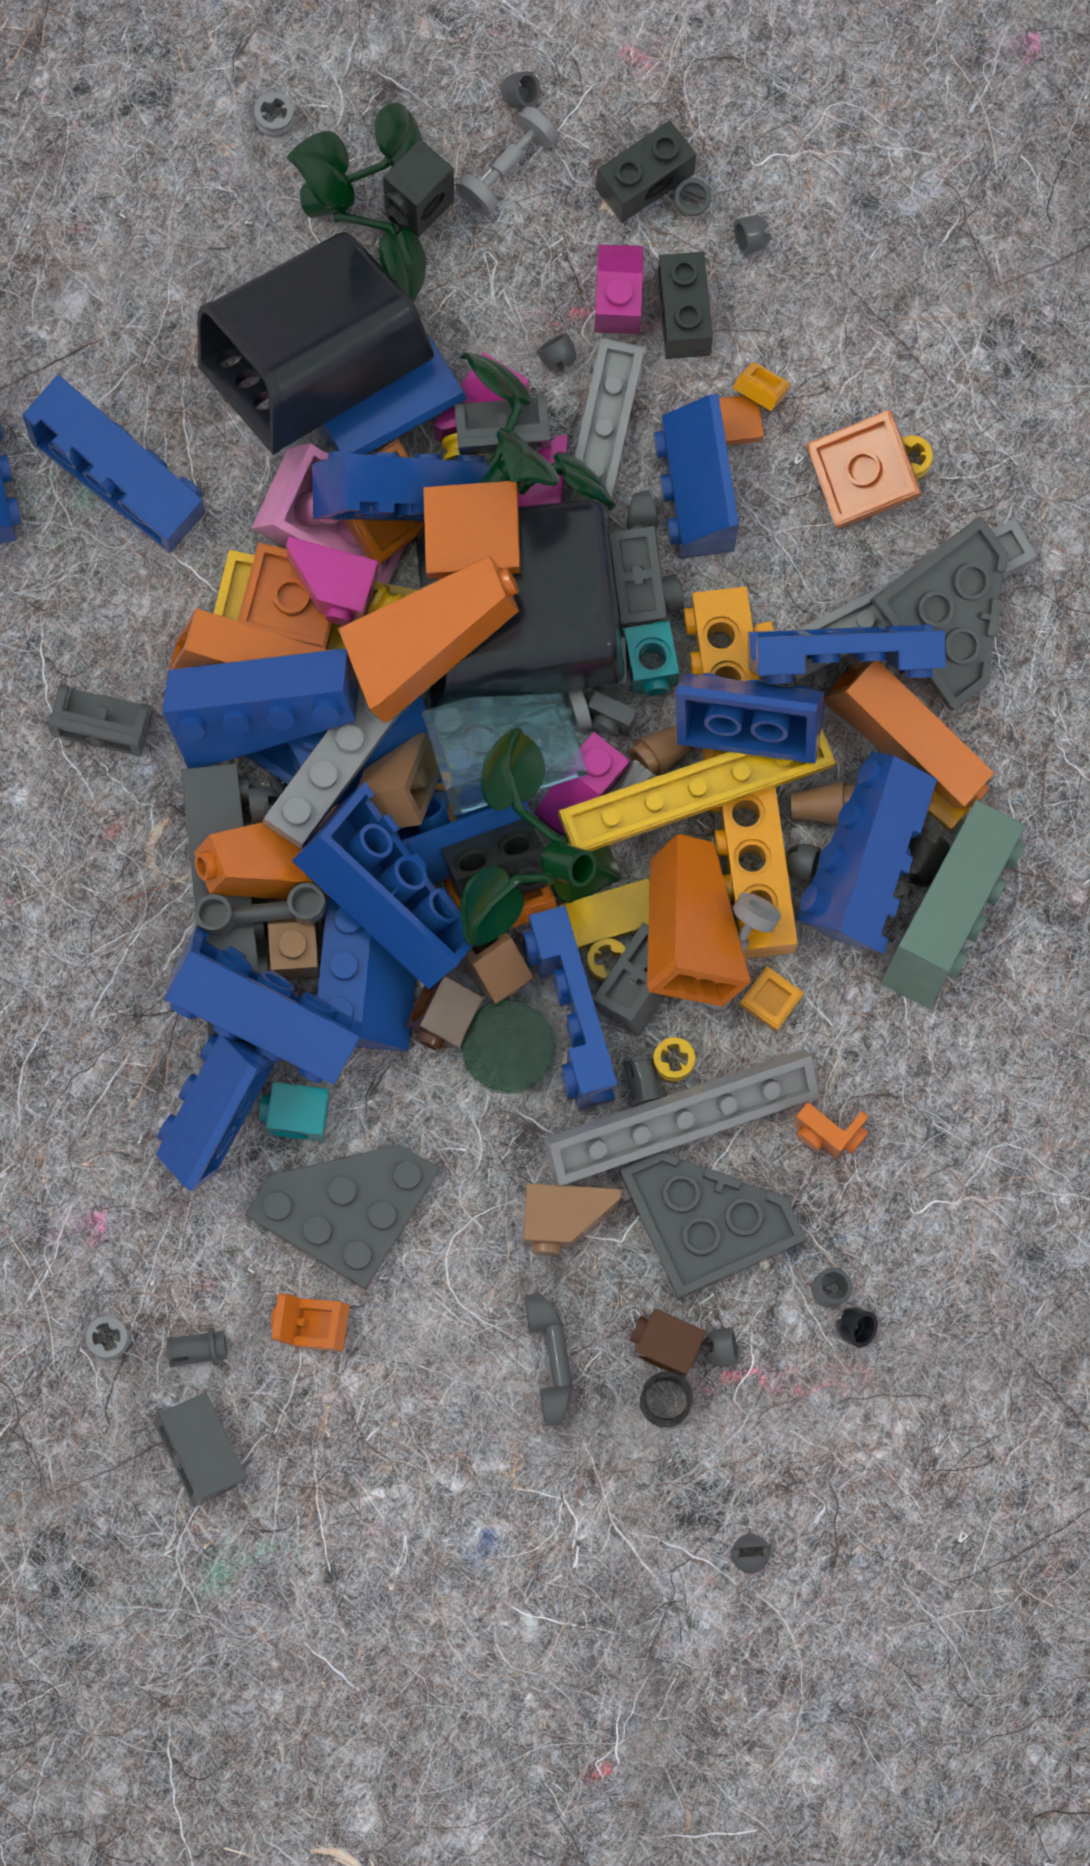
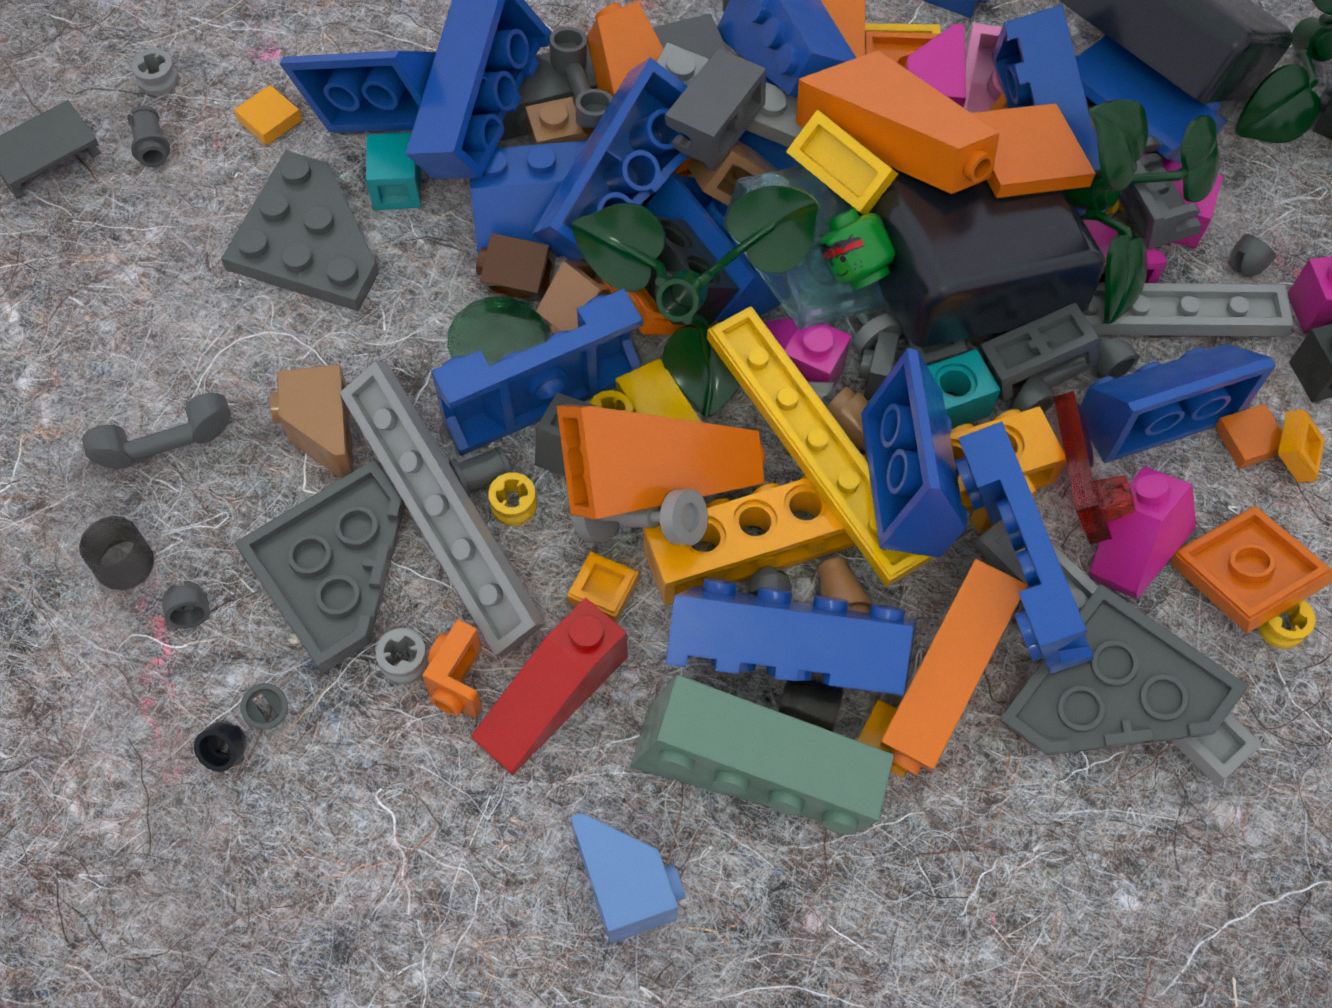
camera: 80 degrees right, 15 degrees down
(189, 1229) = (268, 115): none -> light orange tile
(309, 1323) = (179, 212): orange bracket -> none
(370, 788) = (717, 107): none -> dark grey hinge
(456, 694) = (842, 162): none -> yellow tile
(537, 704) = (857, 248): none -> green head
(667, 1342) = (181, 543): reddish brown brick -> none
(796, 577) = (1094, 499): none -> clear red hinge
(817, 1174) = (399, 640): none -> light grey bush
(820, 546) = (1147, 537): none -> dark pink slope
(858, 1055) = (552, 685): none -> red slope
(1029, 1027) = (626, 879): none -> medium blue slope

